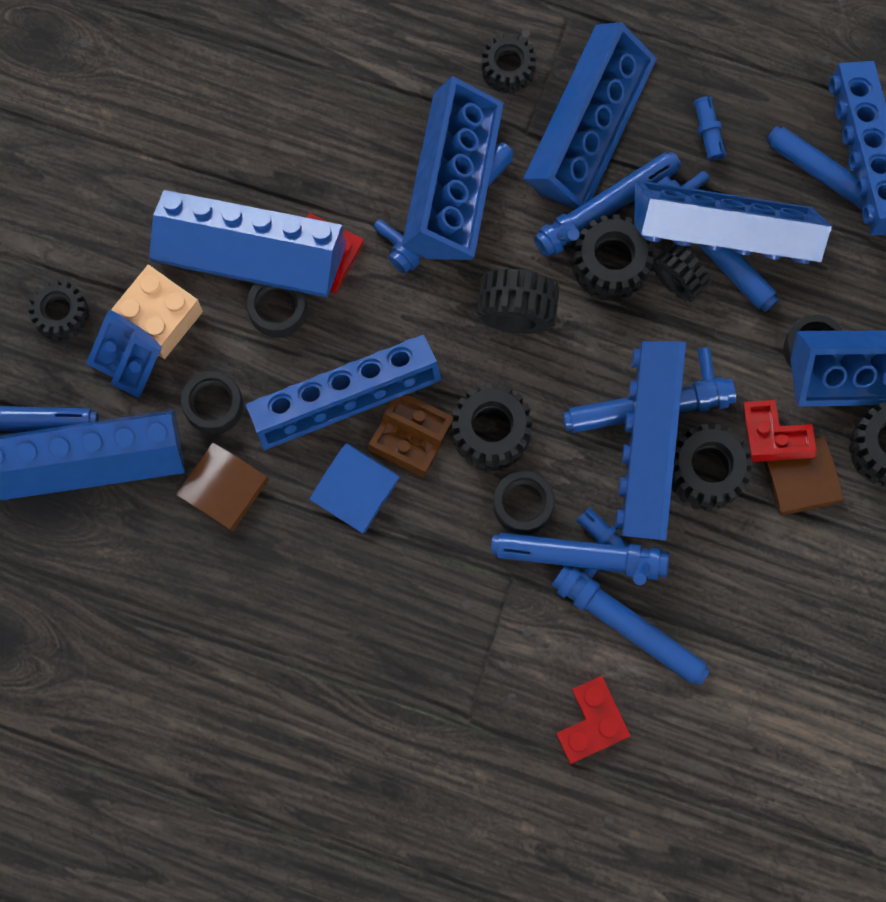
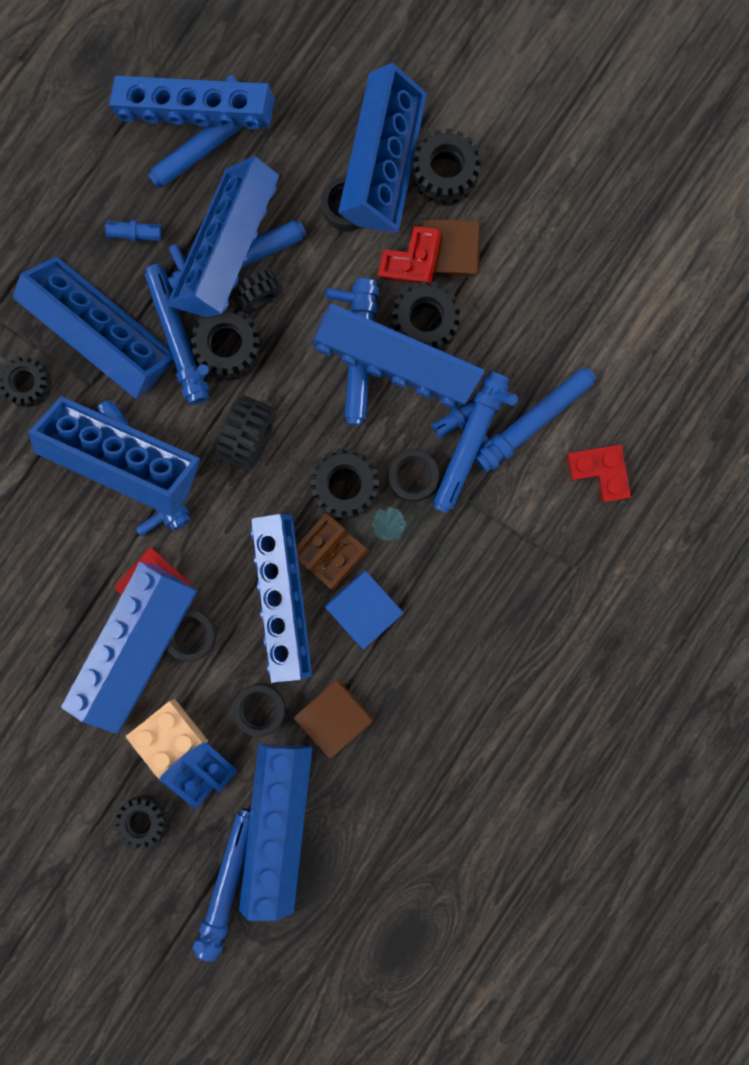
camera: 75 degrees left, 10 degrees up
(459, 488) = (389, 524): none -> clear light blue gear

